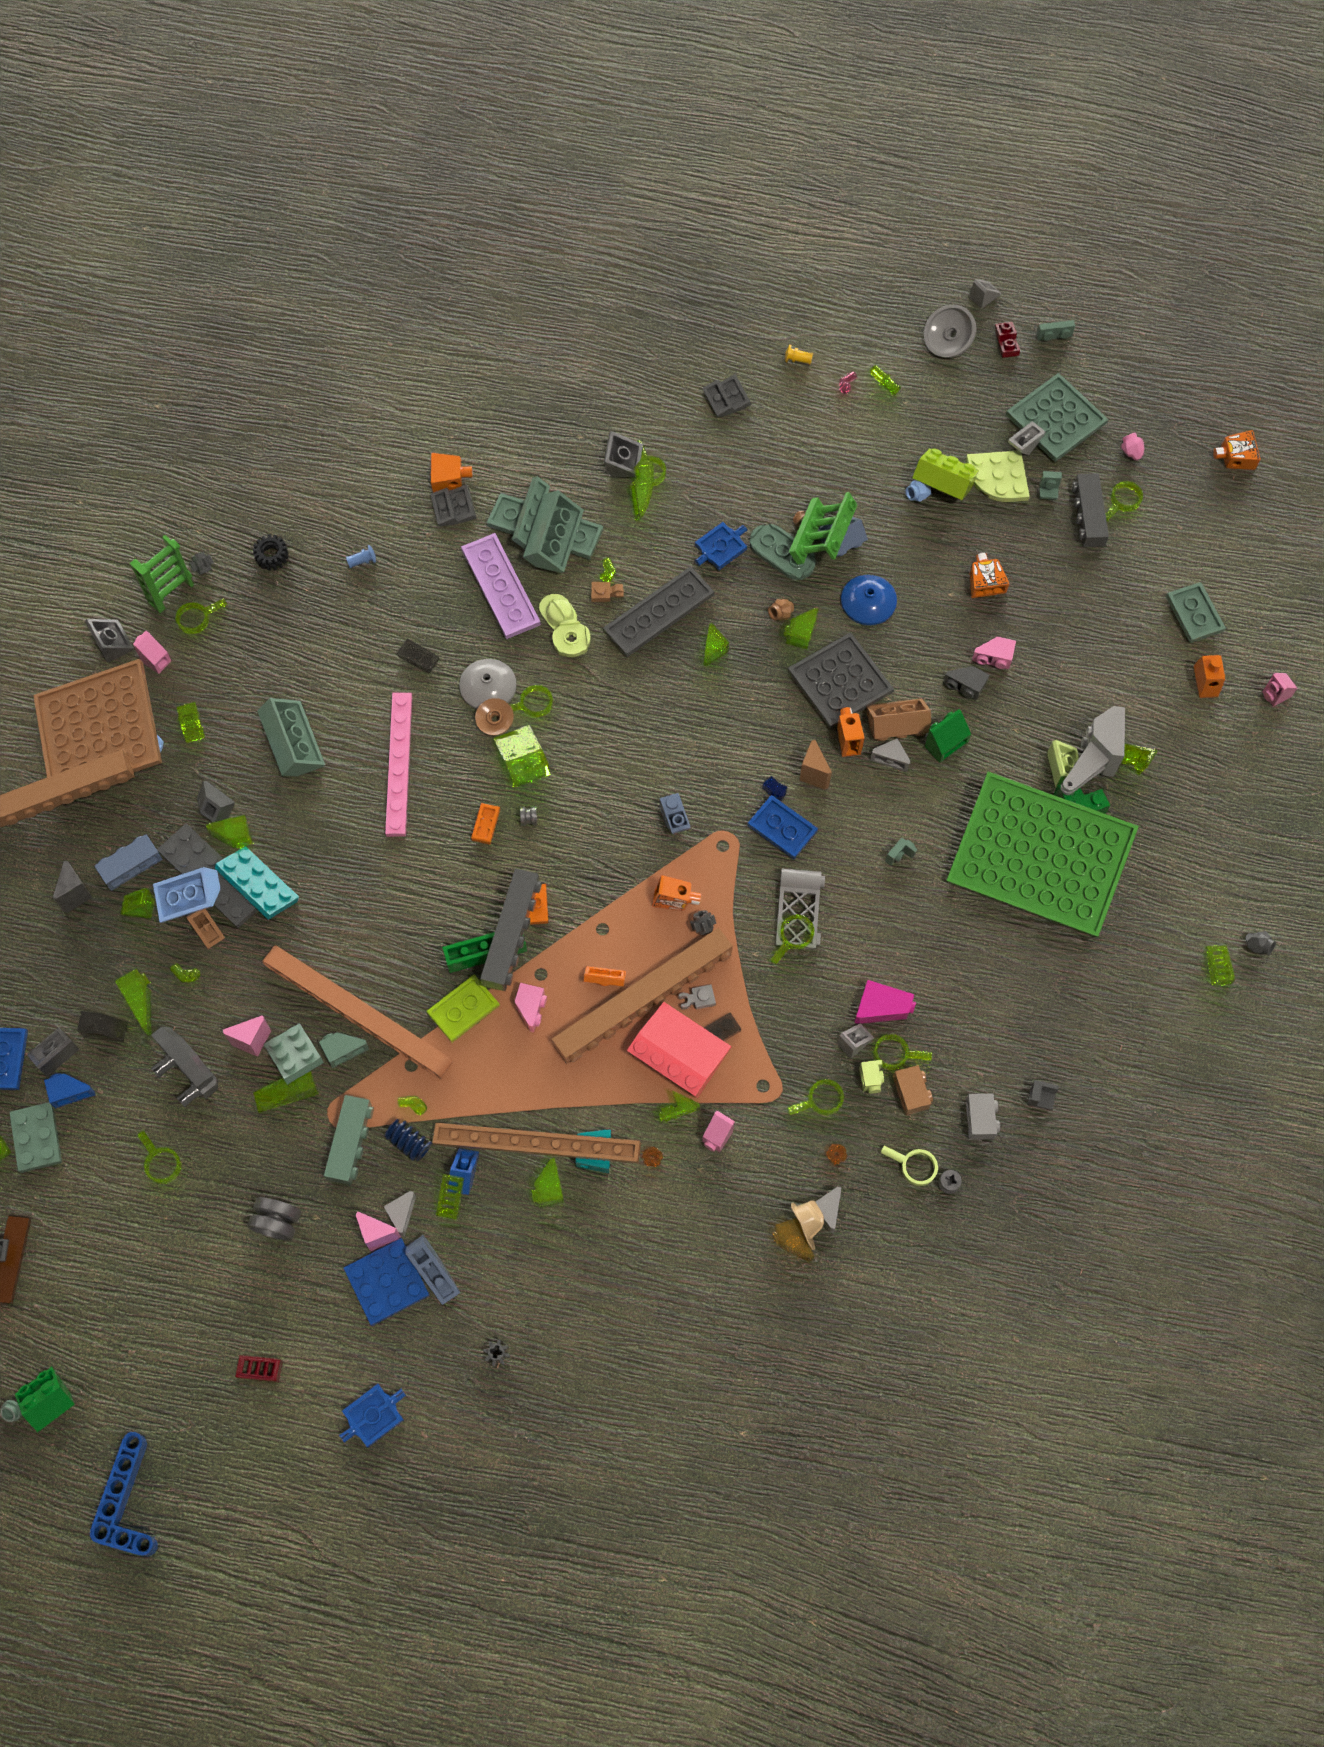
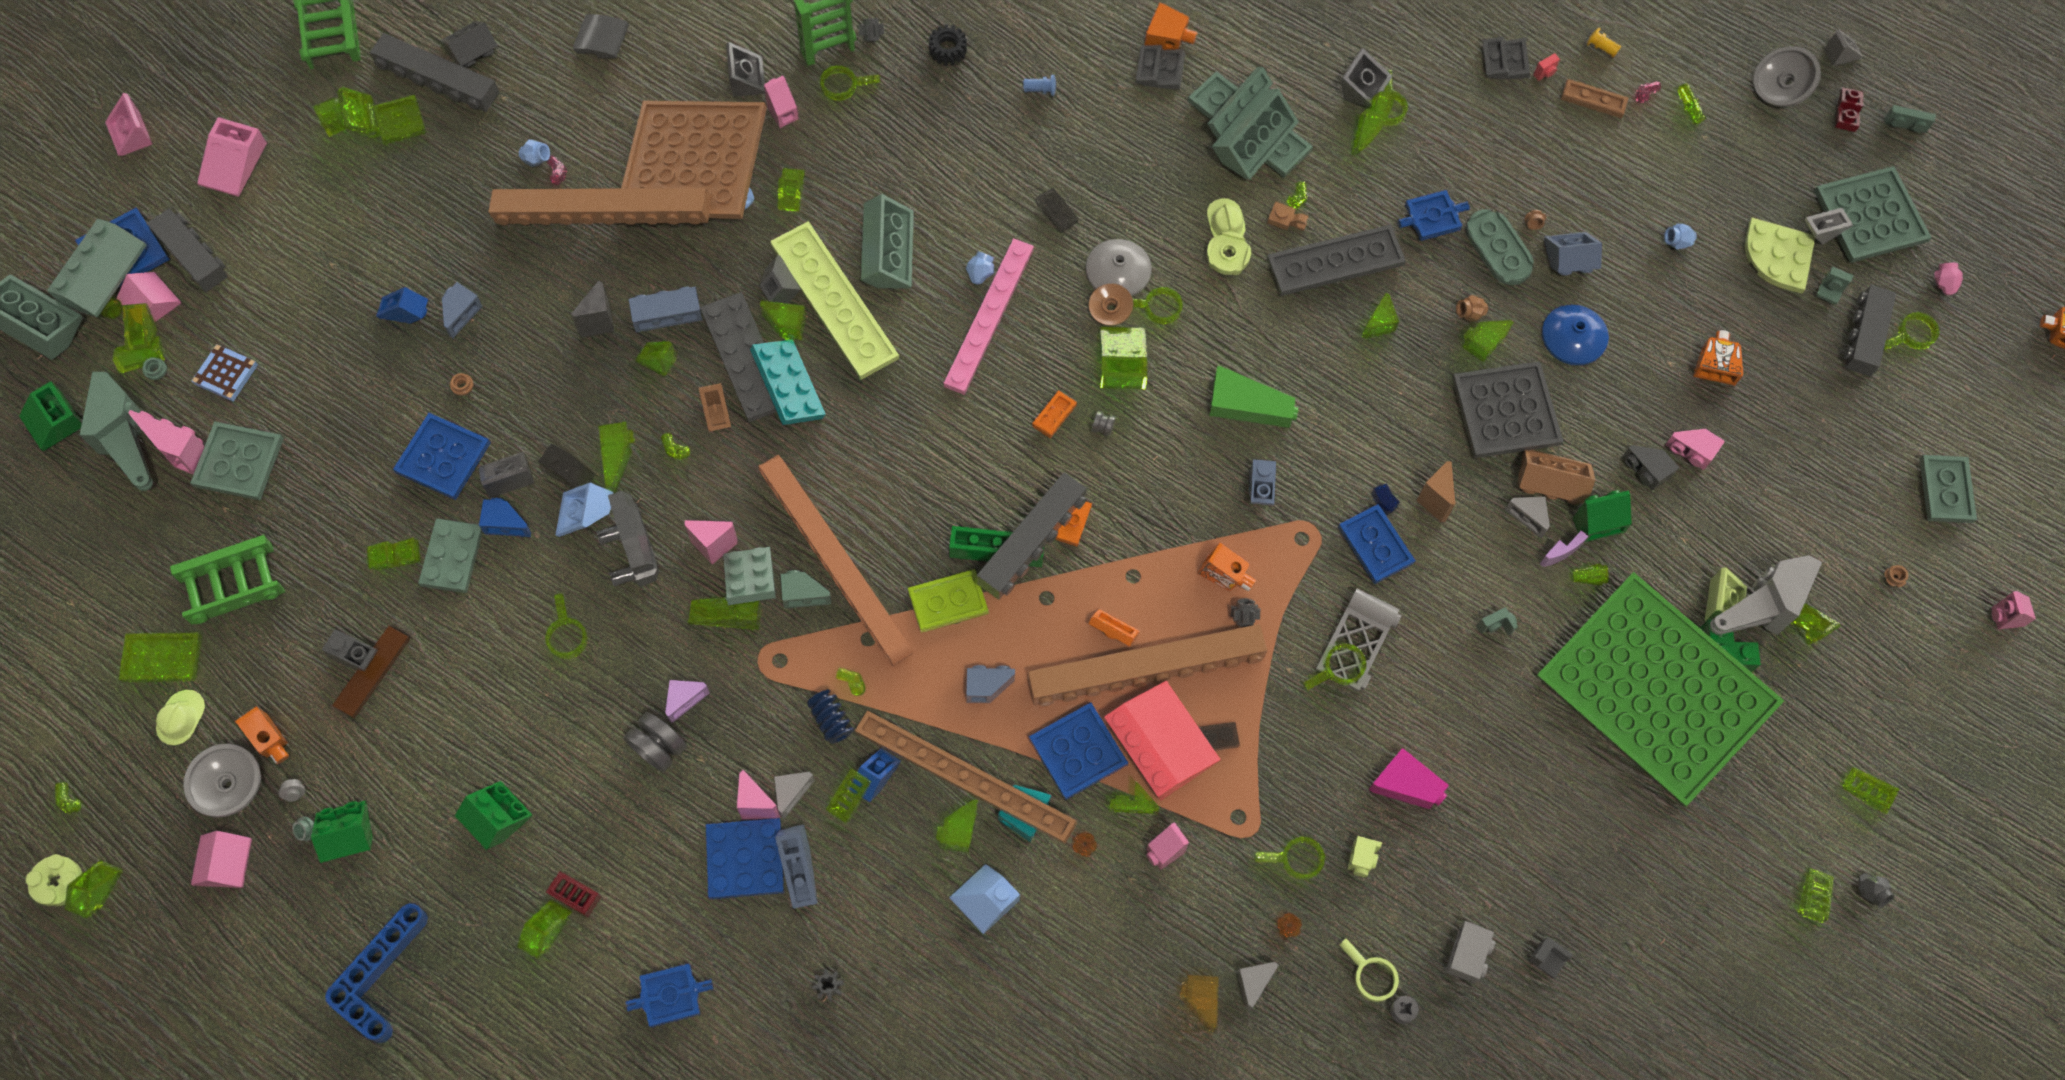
camera: 20 degrees right, 0 degrees up
(130, 1053) = (582, 508): none -> light blue slope
(164, 1333) = (492, 814): none -> green slope
(186, 893) = (709, 363): light blue slope -> none
(247, 1407) = (543, 929): none -> clear neon green slope
(267, 800) = (835, 301): none -> yellowish green plate
(281, 1172) = (683, 696): none -> lavender slope
(348, 1139) = (767, 691): sand green brick -> none
(375, 727) = (980, 267): none -> light blue rock
(500, 586) = (1175, 169): lavender plate -> none
(522, 1062) = (987, 683): none -> sand blue slope
(529, 1003) = (1020, 623): bright pink slope -> none
(592, 1232) = (985, 898): none -> light blue slope
(617, 1085) = (1078, 751): none -> blue plate
(636, 751) = (1250, 401): none -> bright green slope
(701, 997) = (1210, 692): light grey plate -> none
(761, 392) = (1546, 67): none -> coral plate
(808, 403) = (1594, 98): none -> medium nougat tile
(810, 1218) = (1229, 985): tan piece -> none
(814, 519) = (1550, 223): bright green fence -> none
(850, 733) = (1494, 470): orange torso -> none
(854, 1040) = (1361, 808): light grey slope -> none
(908, 1053) = (1416, 849): clear neon green piece -> none
(912, 1090) = (1403, 890): medium nougat brick -> none
(927, 775) = (1561, 551): none -> lavender slope
(945, 473) = (1718, 228): lime brick -> none
(956, 785) = (1593, 574): none -> clear neon green cone
(1187, 692) = (1900, 572): none -> medium nougat plate
(1209, 671) = (1936, 559): orange torso -> none
(1235, 875) = (1874, 801): none -> clear neon green slope

